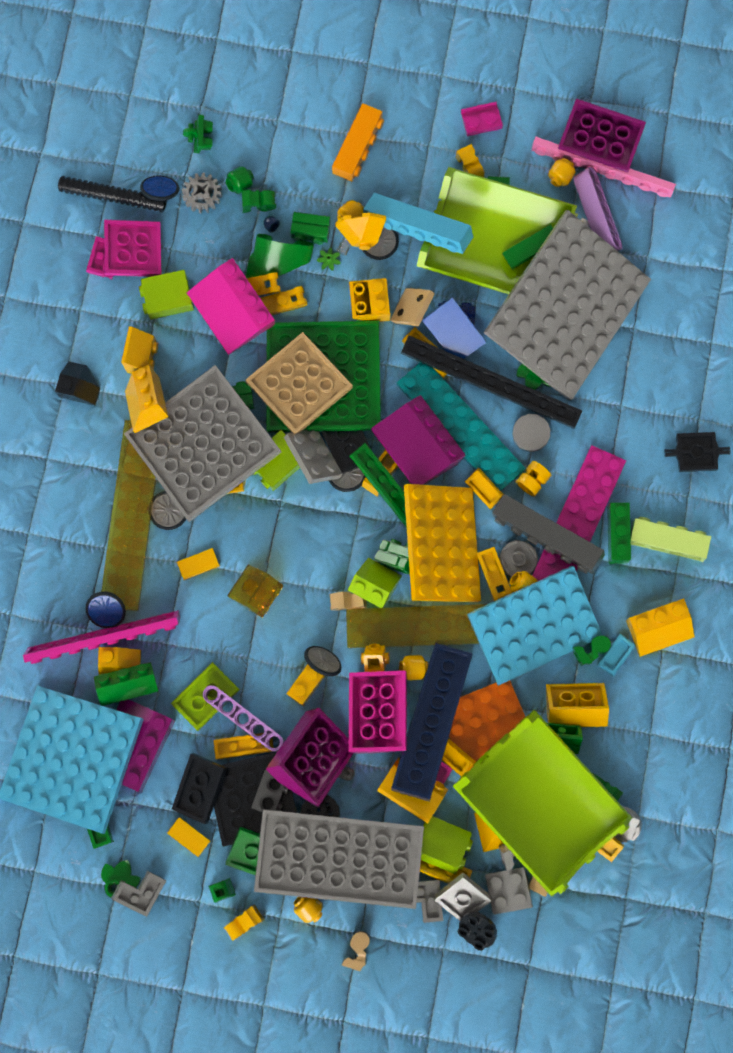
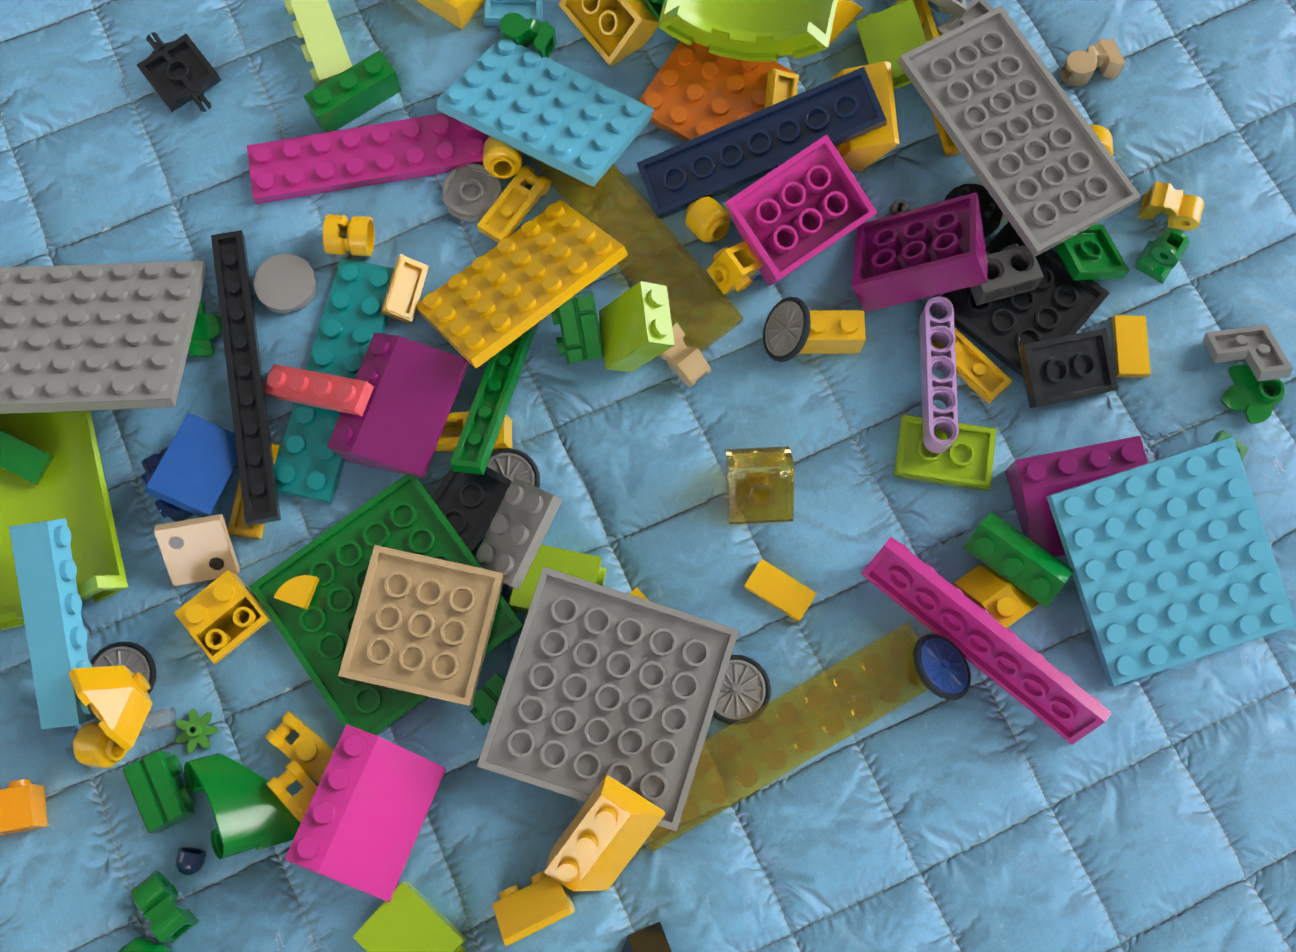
camera: 130 degrees left, 5 degrees down
(358, 339) = (298, 591): none -> yellow tile
(454, 409) = (318, 389): none -> coral plate
(548, 534) = (414, 165): dark grey brick -> none

